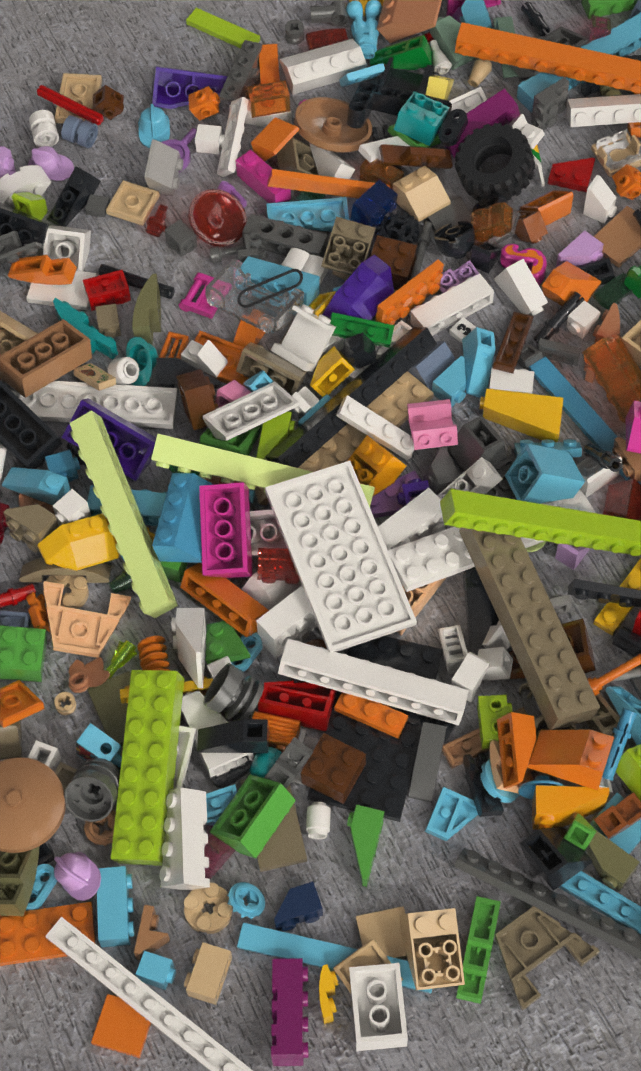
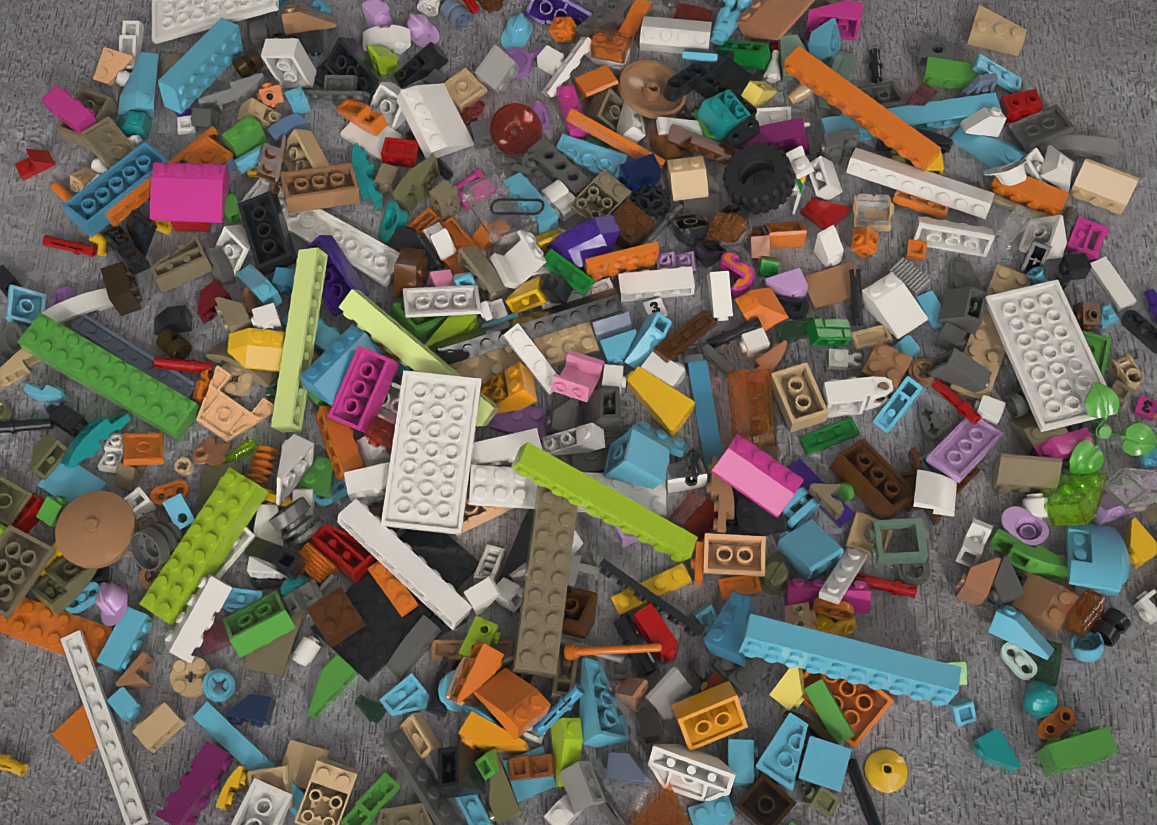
camera: 30 degrees right, 5 degrees up
(66, 736) = (169, 490): none -> orange plate
(94, 376) = (350, 219): tan tile -> none
(124, 370) = (374, 224): white head -> none
(125, 243) = (434, 119): none -> white slope
(187, 315) = (445, 200): none -> dark tan brick
(412, 489) = (531, 422): dark purple bracket -> none
(423, 843) = (371, 709): none -> clear green cone
(465, 410) = (614, 377): none -> white brick
(486, 844) = (420, 735): none -> tan slope
(552, 243) = (769, 266): none -> green tile
(556, 141) = (825, 178): none -> white brick

